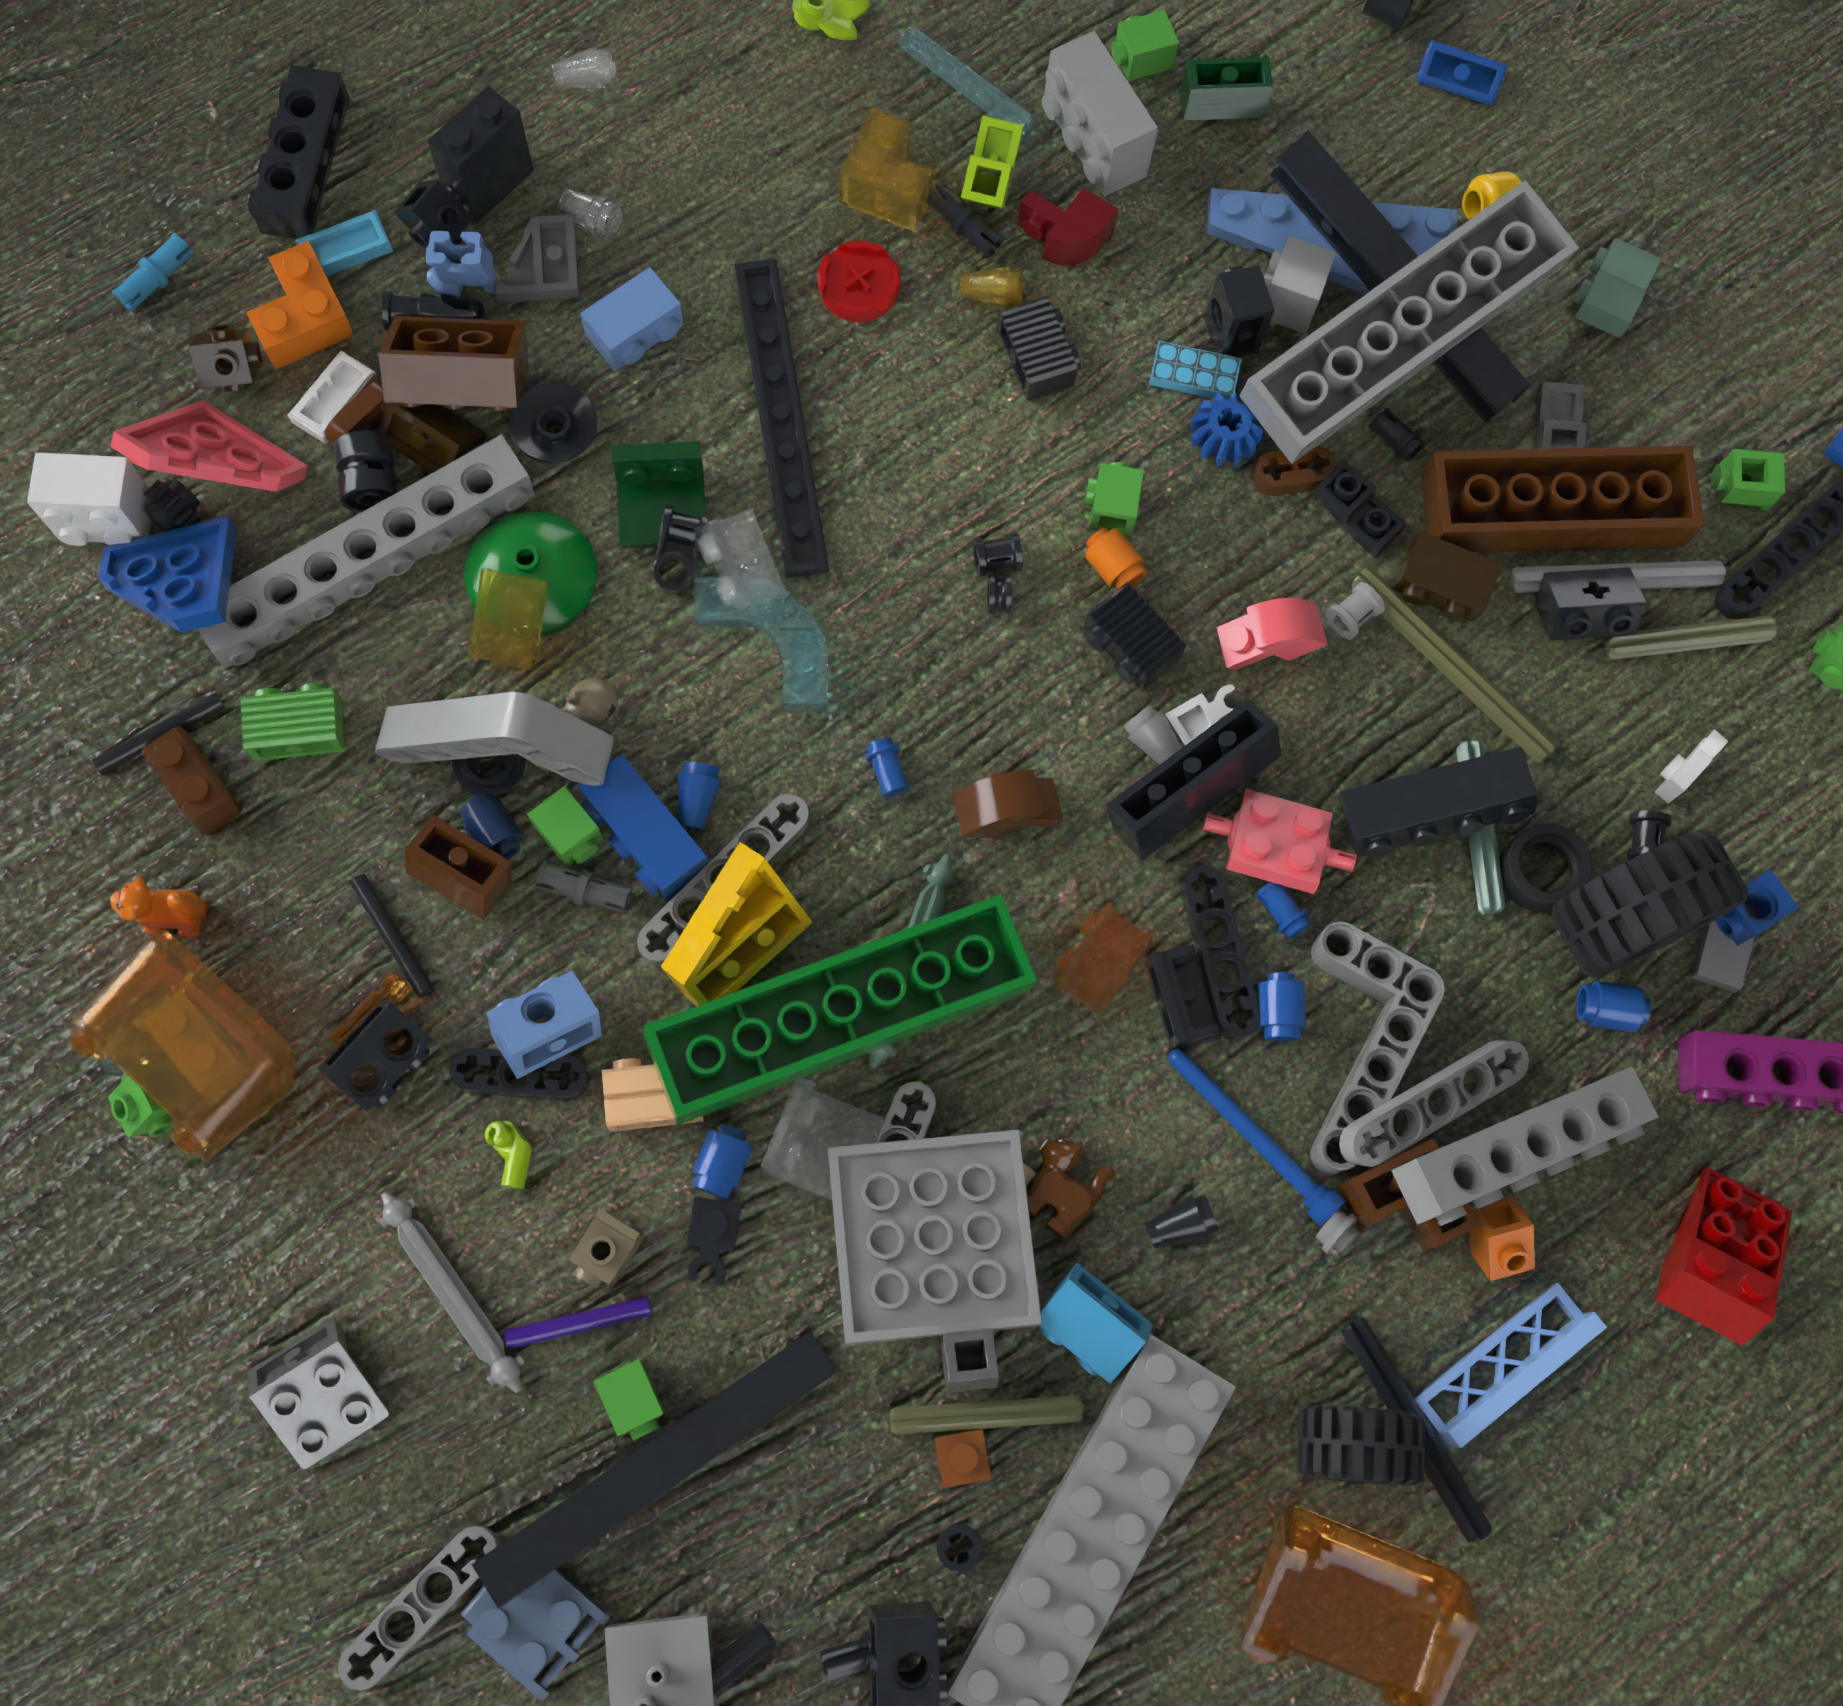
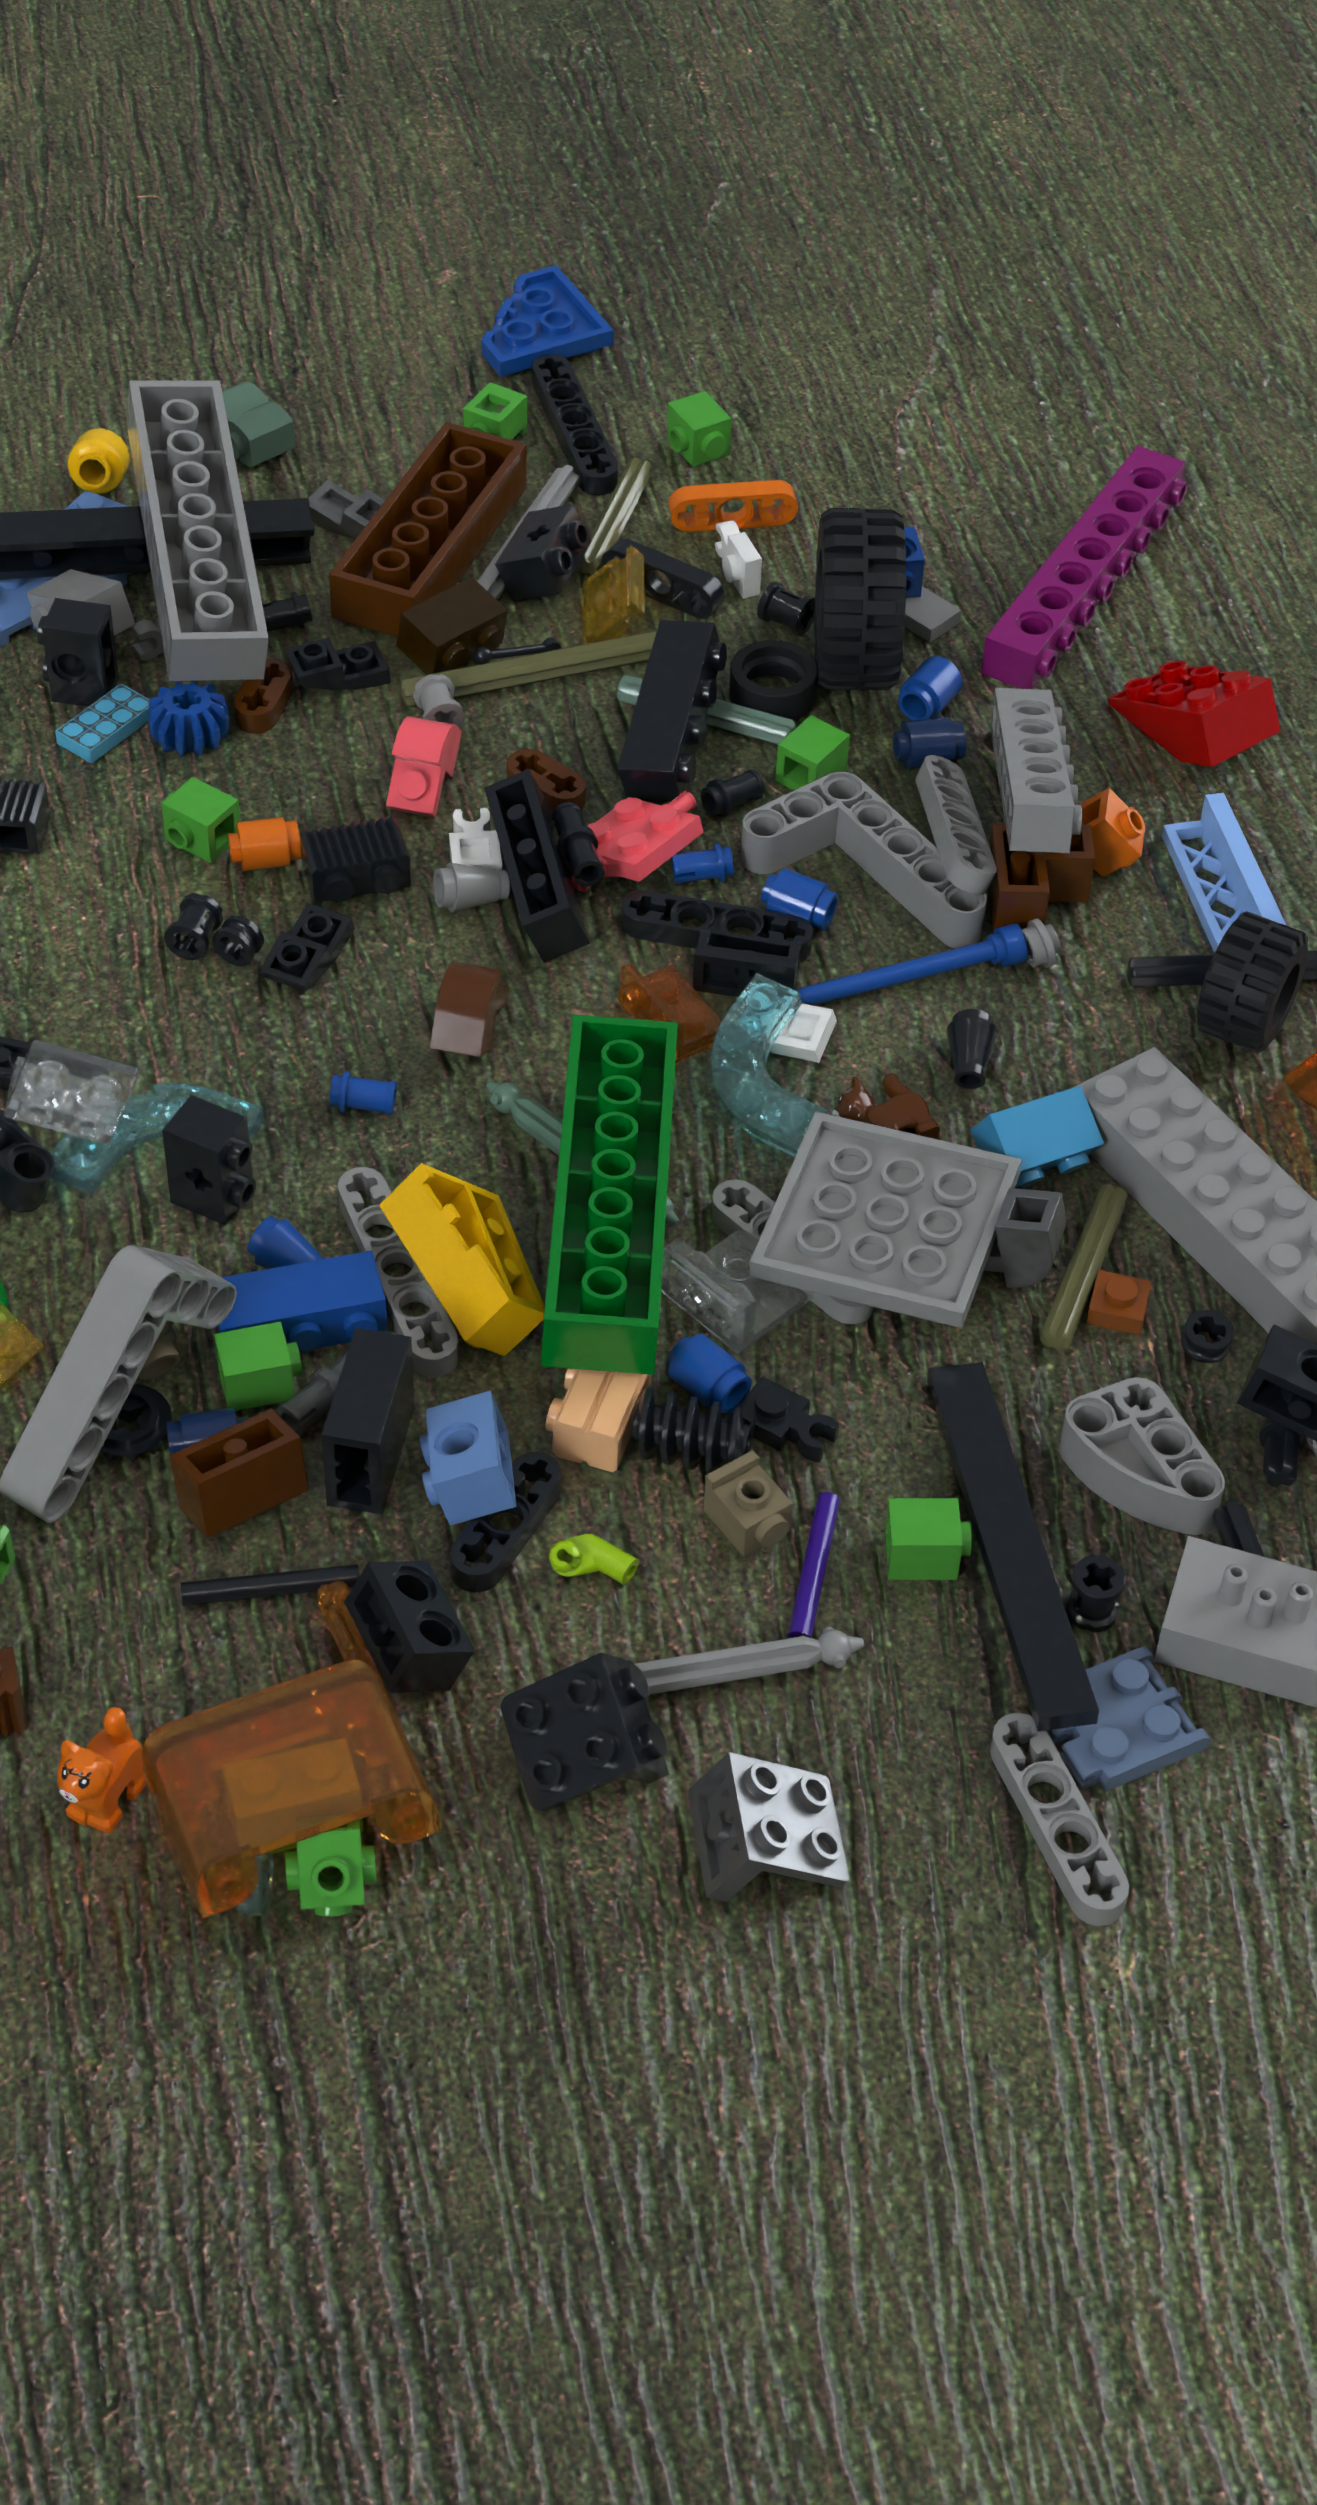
camera: 60 degrees left, 25 degrees down
(335, 1228) = (584, 1731): none -> black bracket
(540, 934) = (368, 1421): none -> black brick
(620, 1558) = (1097, 1586): none -> black bush
(650, 1177) = (689, 1432): none -> black piece
(739, 694) = (208, 1160): none -> black brick
(783, 1527) = (1142, 1456): none -> light grey beam
(1023, 650) = (309, 949): none -> black slope
(1054, 1048) = (741, 1066): none -> clear light blue plate
(1127, 1069) = (806, 1033): none -> white plate
(1232, 801) = (577, 844): none -> black pin
(1326, 740) = (554, 779): none -> reddish brown beam
(1385, 894) = (722, 796): none -> black pin
(1465, 943) = (811, 753): none -> bright green brick
(1485, 662) = (483, 654): none -> black hinge
(1541, 1034) = (927, 738): none -> dark blue brick
(1568, 687) = (613, 597): none -> clear yellow plate
(1625, 716) = (691, 588): none -> black beam
(1761, 731) = (718, 494): none -> orange beam

